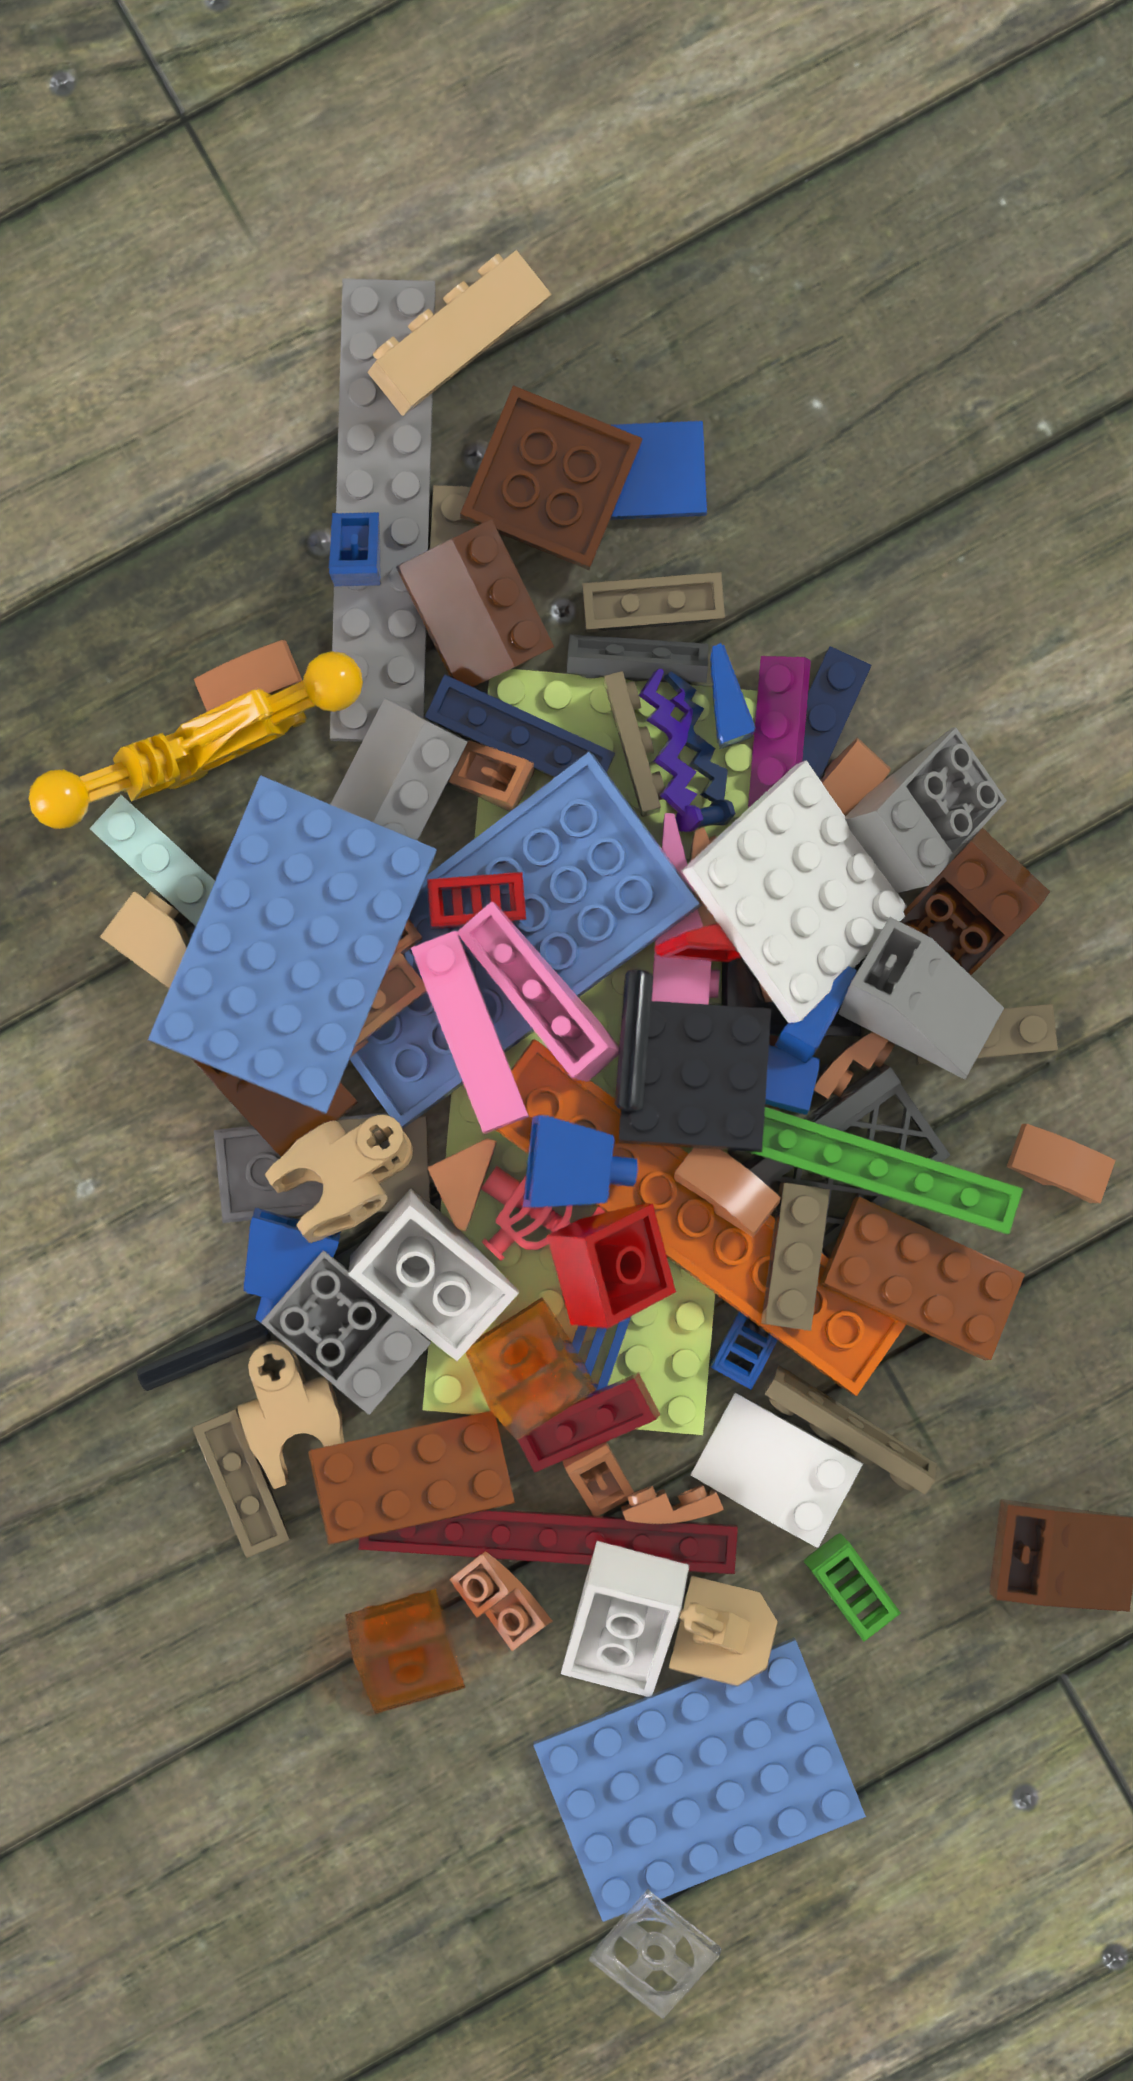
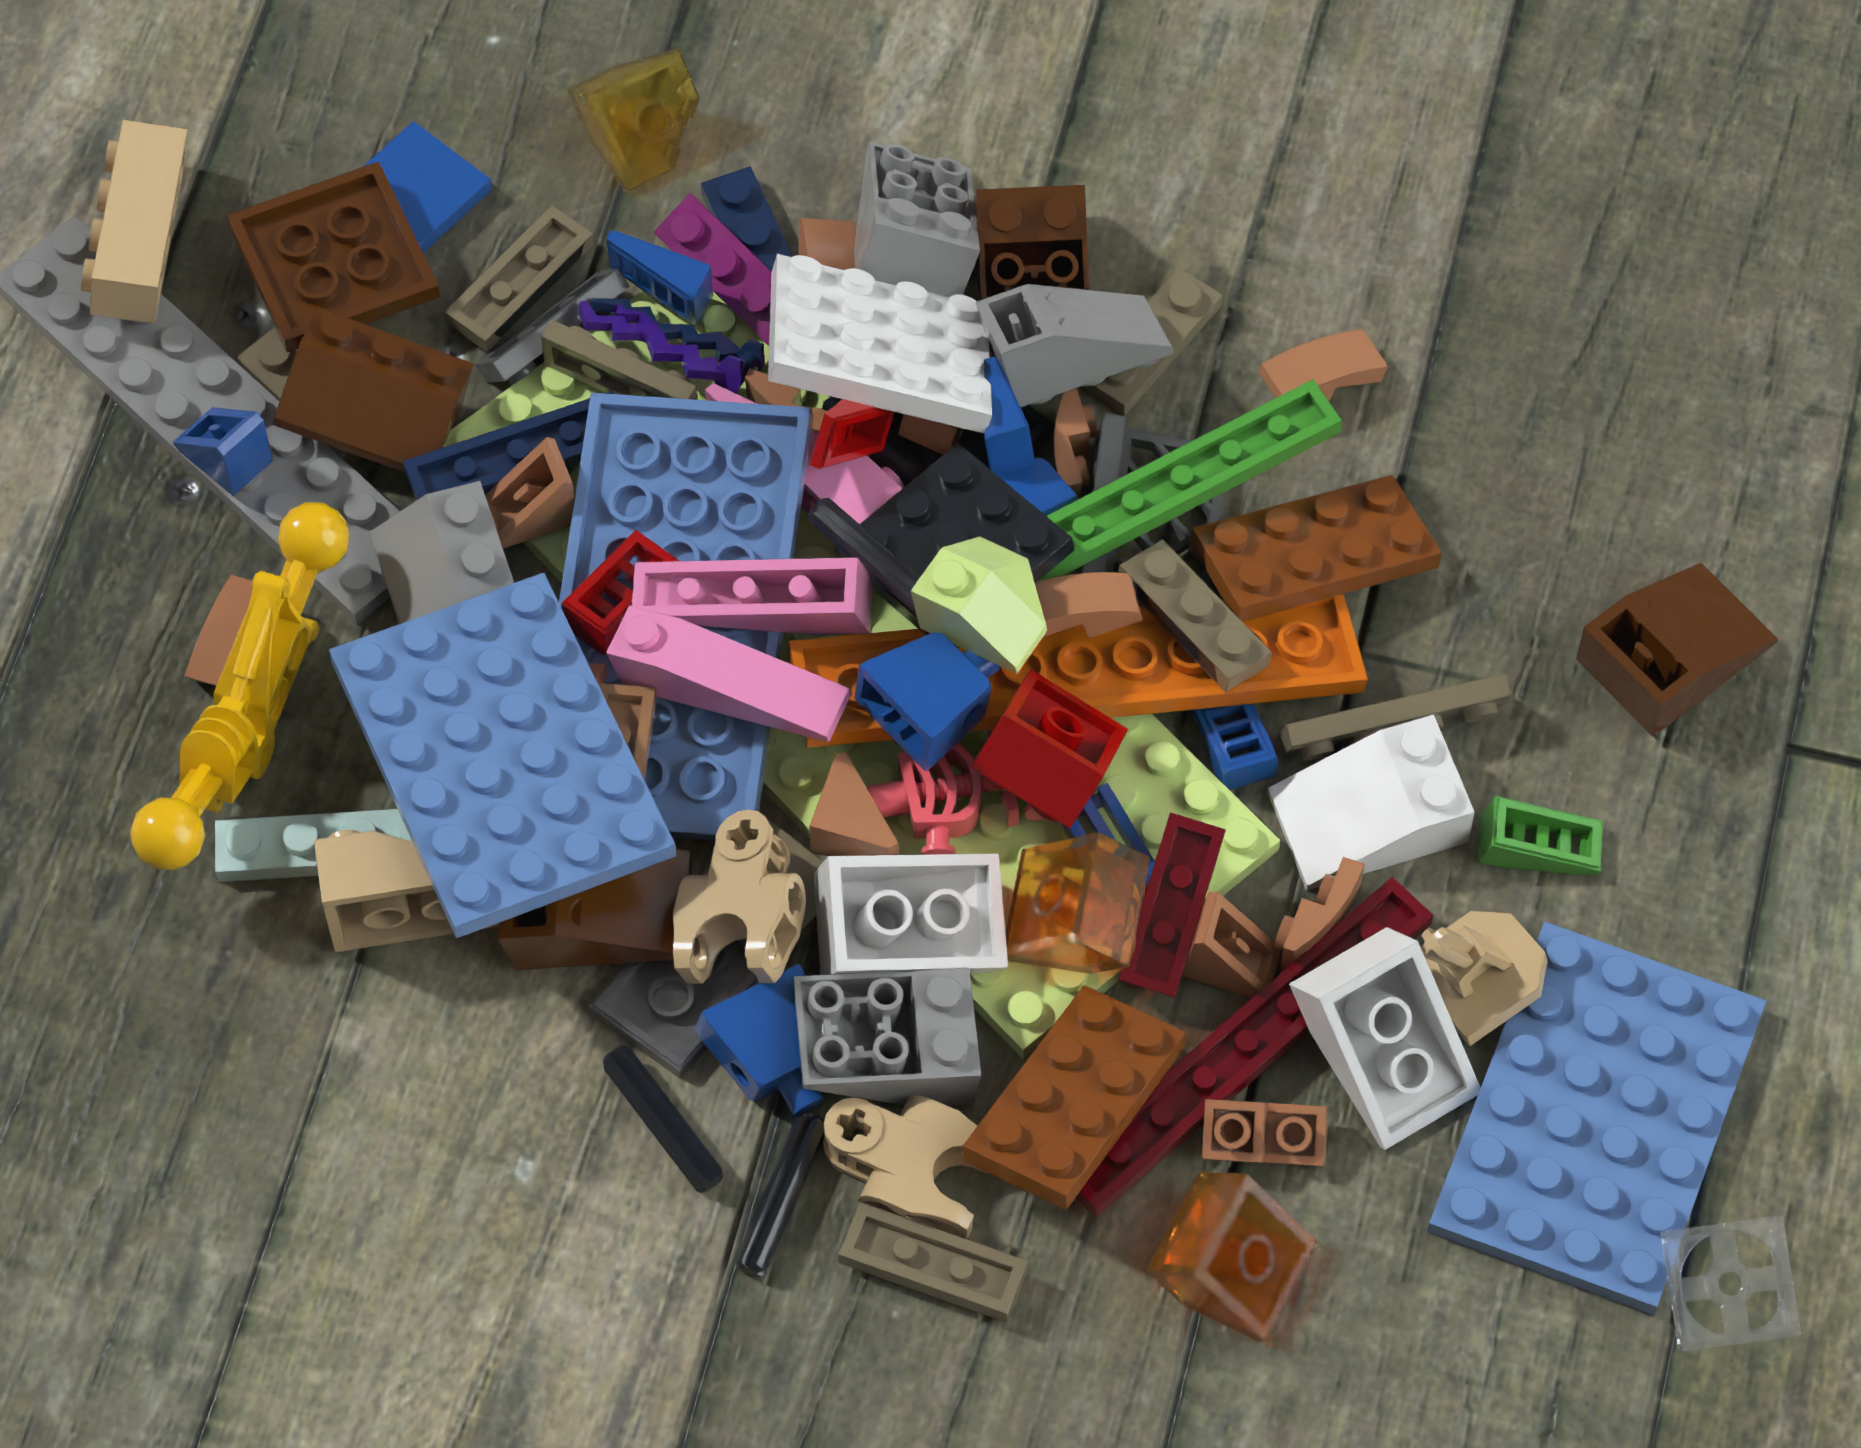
camera: 45 degrees left, 25 degrees down
(185, 1241) = (662, 1119): none -> black axle
(661, 1145) = (982, 602): none -> yellowish green slope
(838, 559) = (637, 115): none -> clear yellow slope

